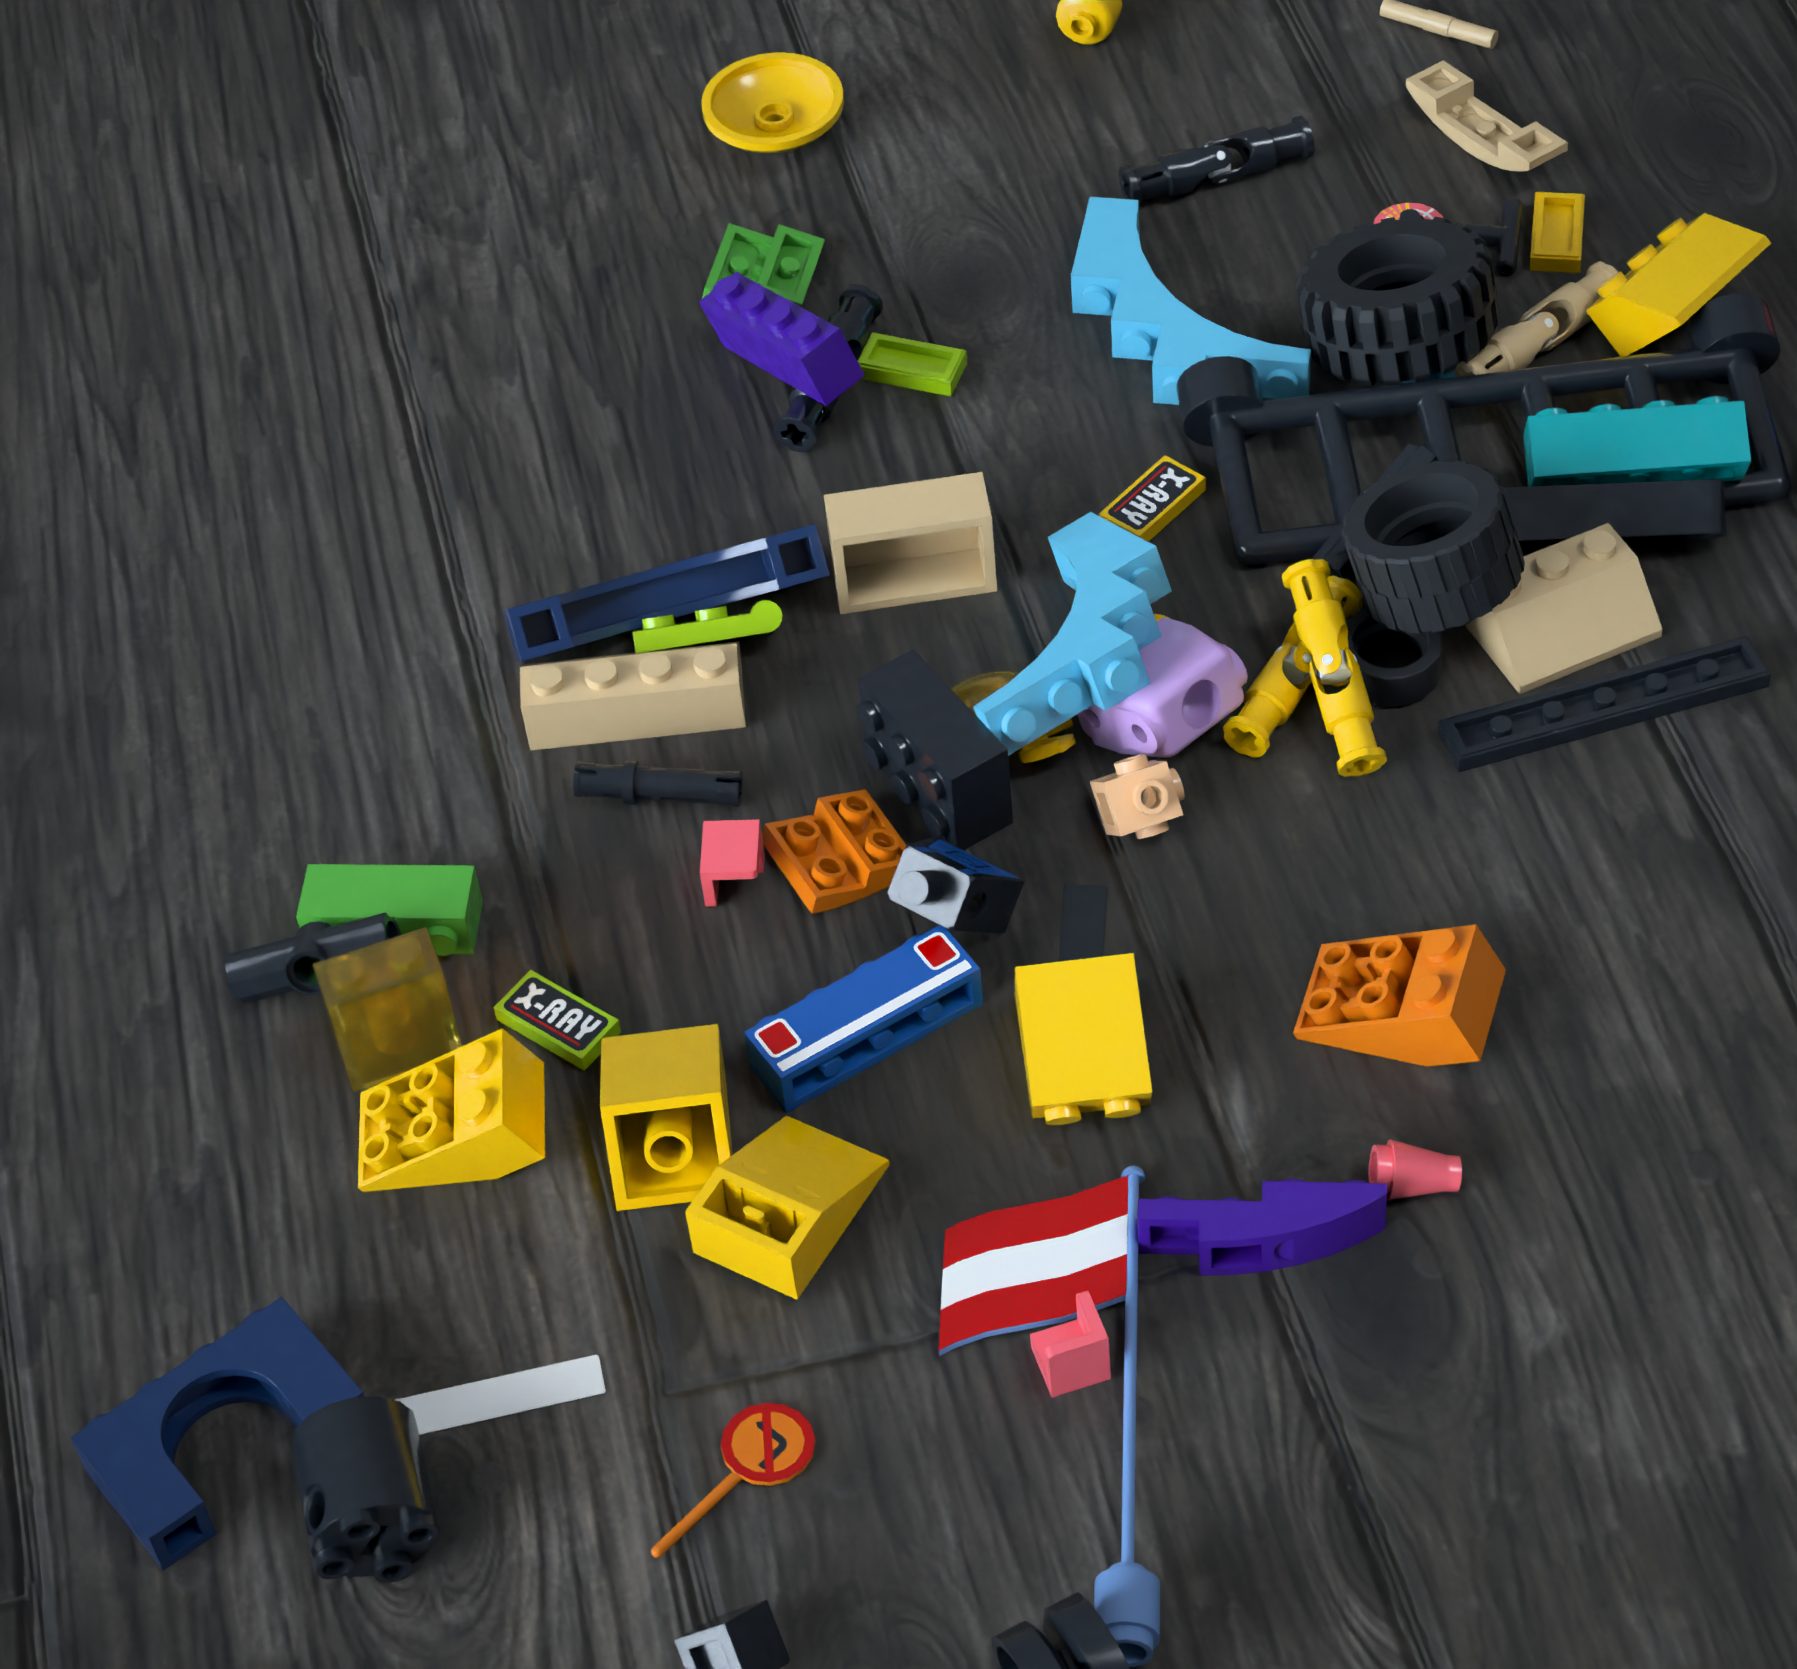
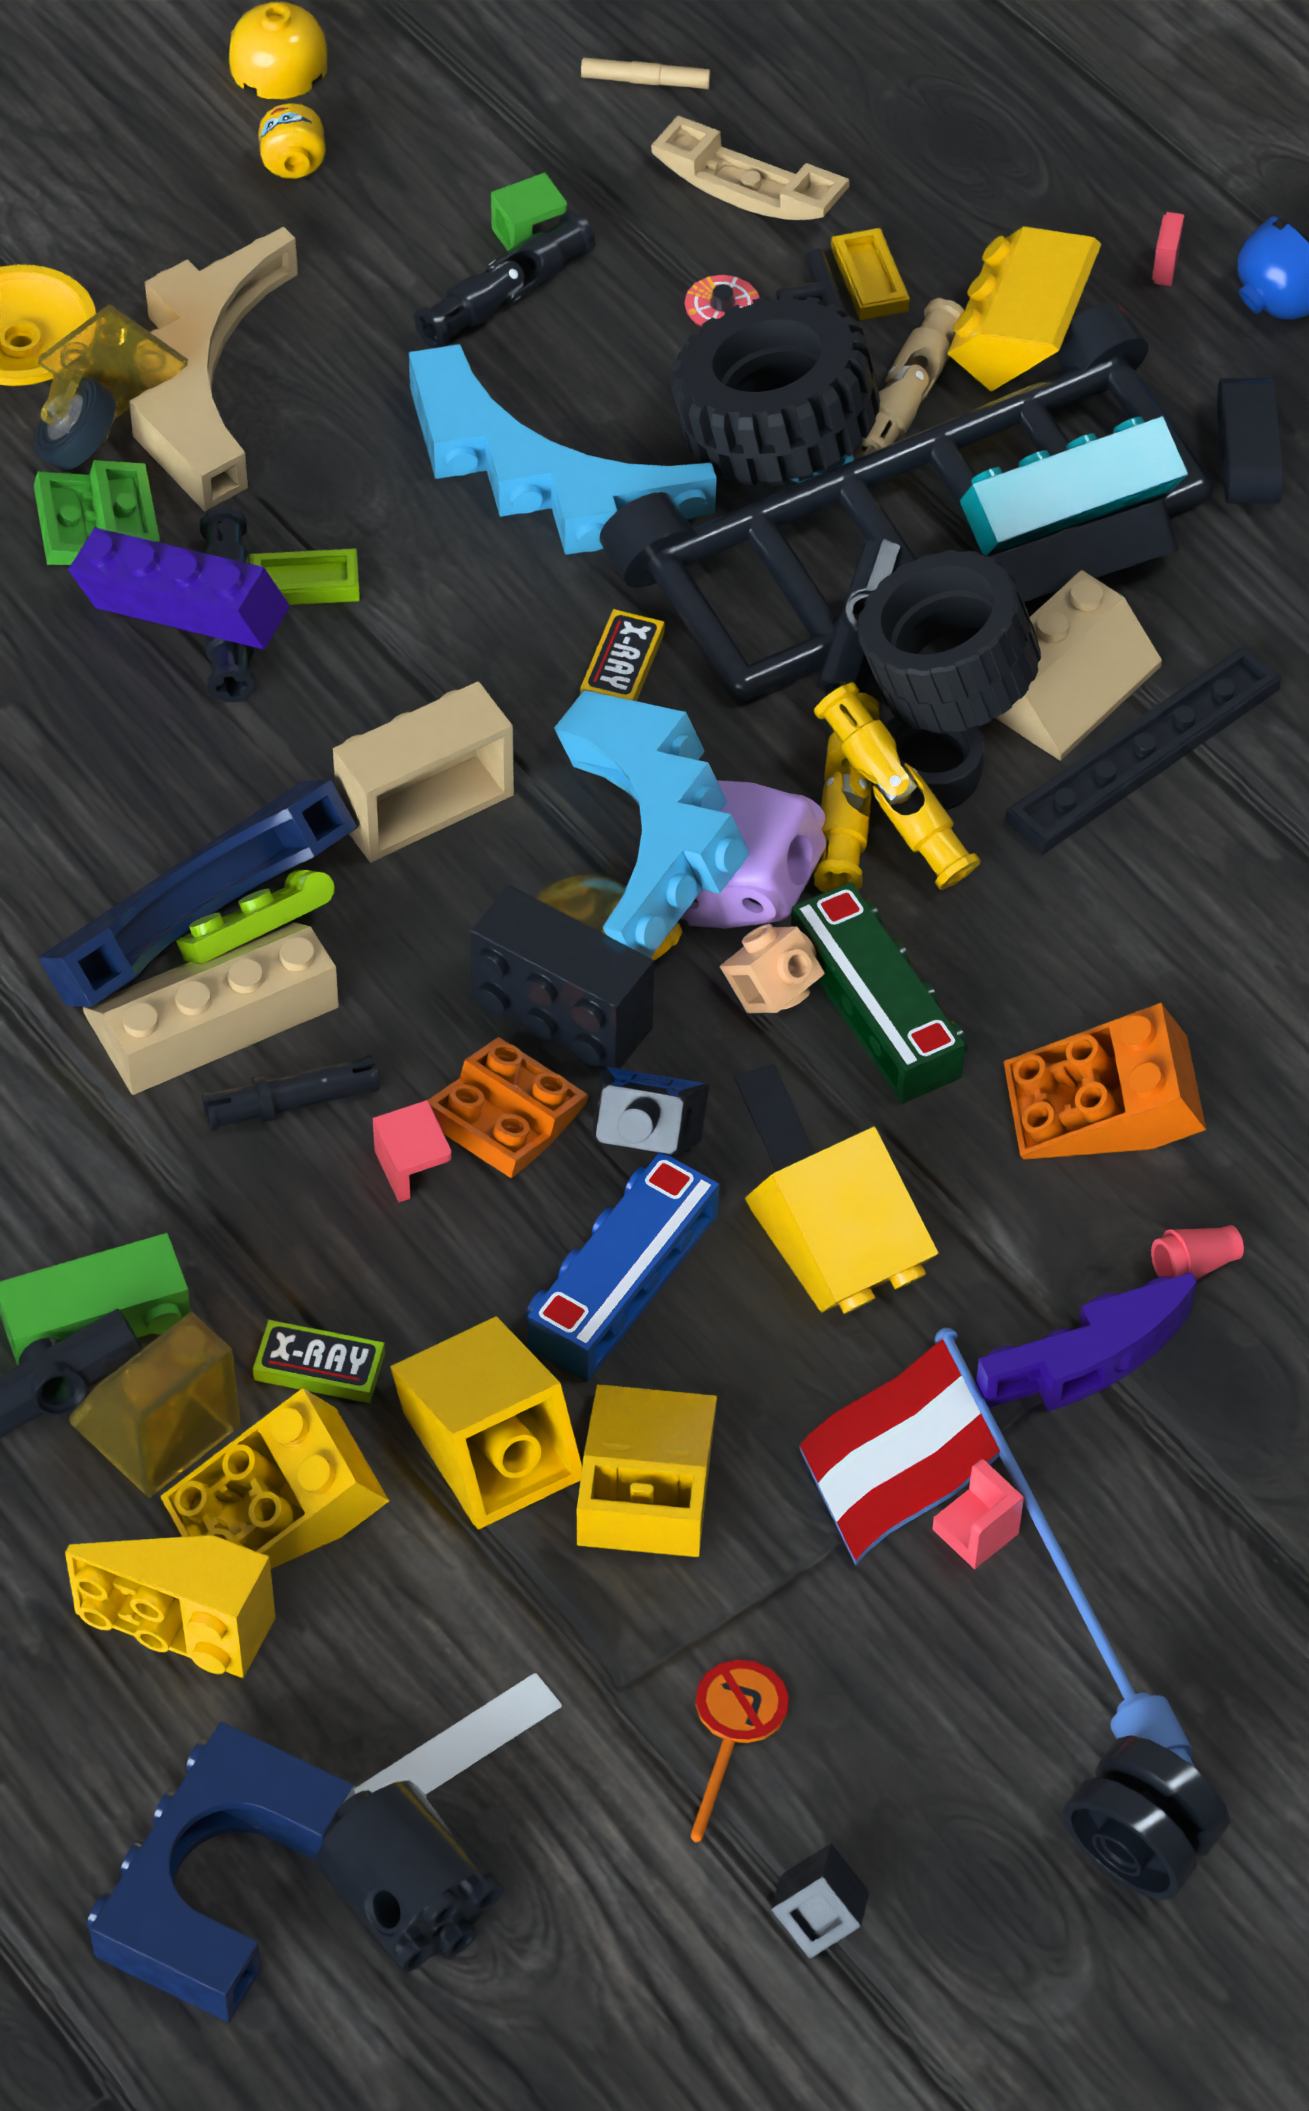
camera: 30 degrees left, 5 degrees up
(310, 1177) = (178, 1596): none -> yellow slope
(825, 156) = (94, 380): none -> clear yellow plate
(903, 160) = (196, 318): none -> tan arch
(1229, 849) = (881, 994): none -> dark green brick
(1263, 103) = (523, 205): none -> bright green panel

